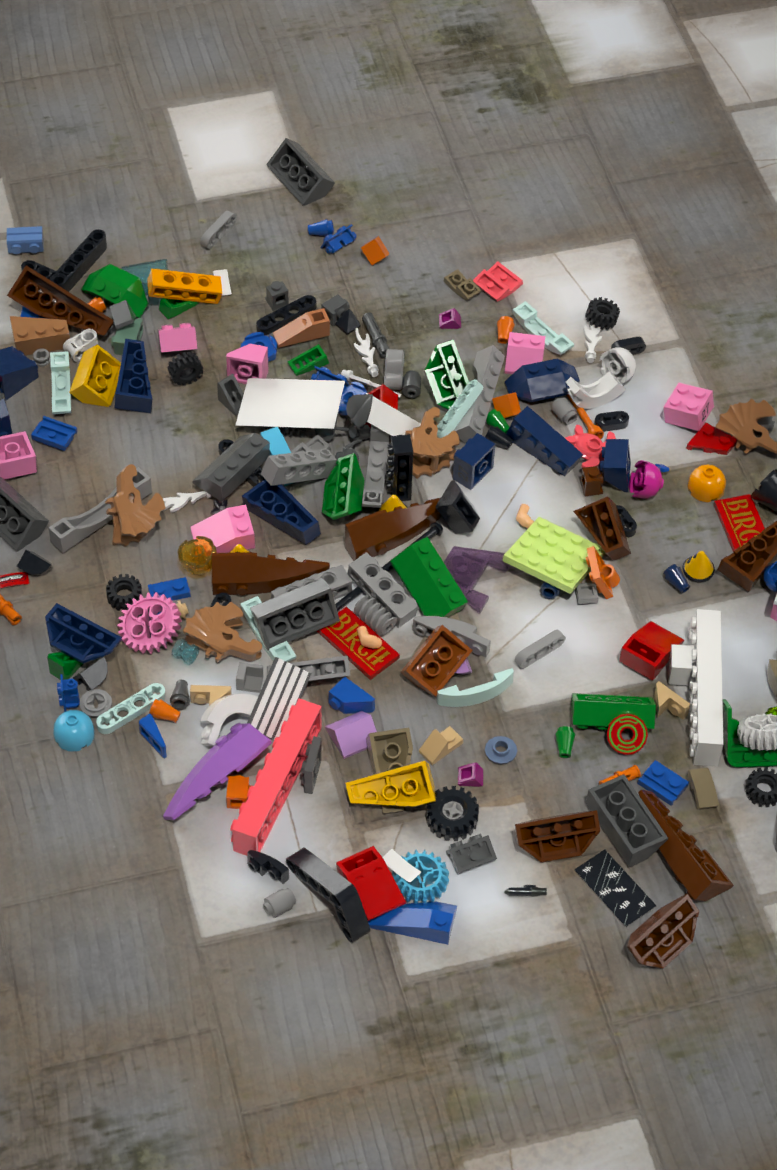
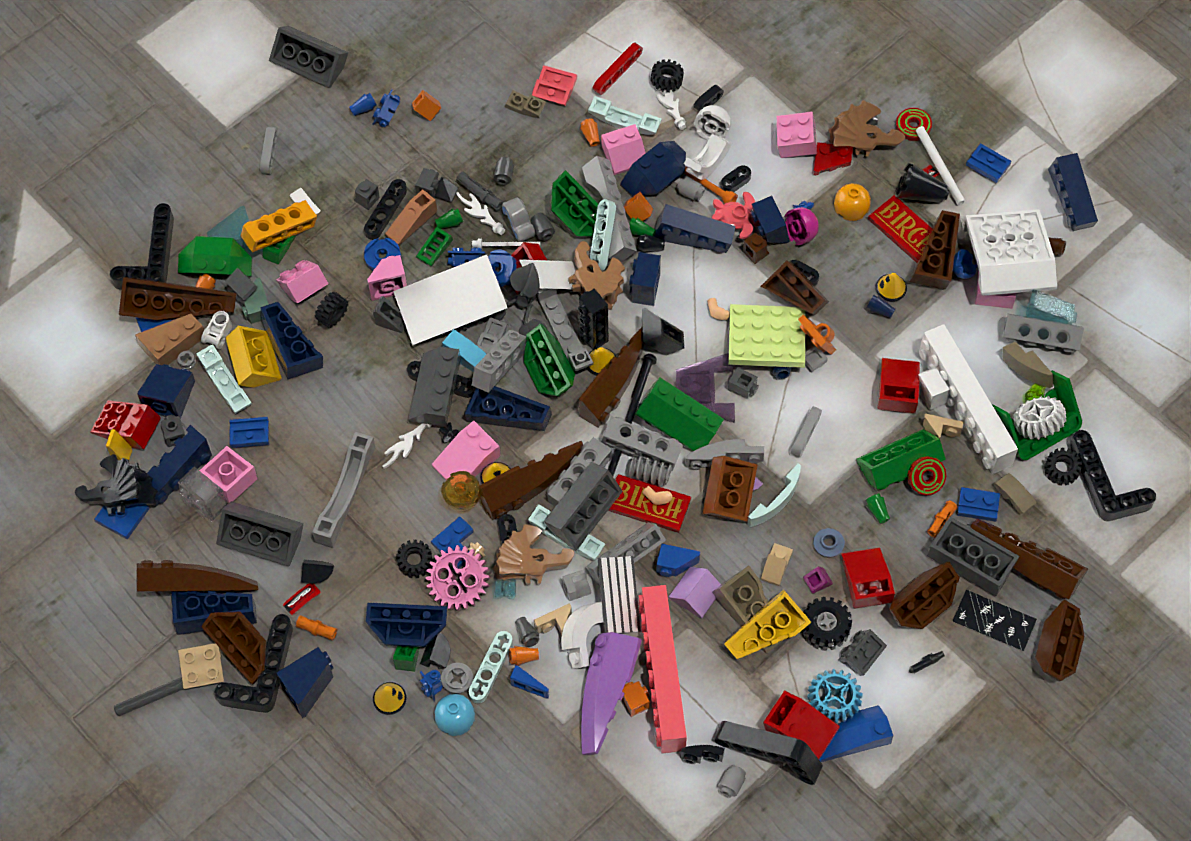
camera: 25 degrees left, 10 degrees up
(25, 240) = (93, 246): medium blue brick -> none
(28, 692) = (389, 698): none -> yellow hat
(130, 517) = (378, 486): medium nougat animal -> none
(311, 767) = (683, 636): dark grey plate -> none
(335, 345) = (449, 219): none -> green cone
(400, 866) = (817, 696): white sticker -> none
(407, 327) = (504, 171): none -> dark grey brick
(450, 319) = (534, 144): magenta slope -> none
(507, 583) = (740, 380): none -> dark grey brick
(515, 794) = (868, 578): none -> red slope
(544, 295) = (622, 63): none -> red beam

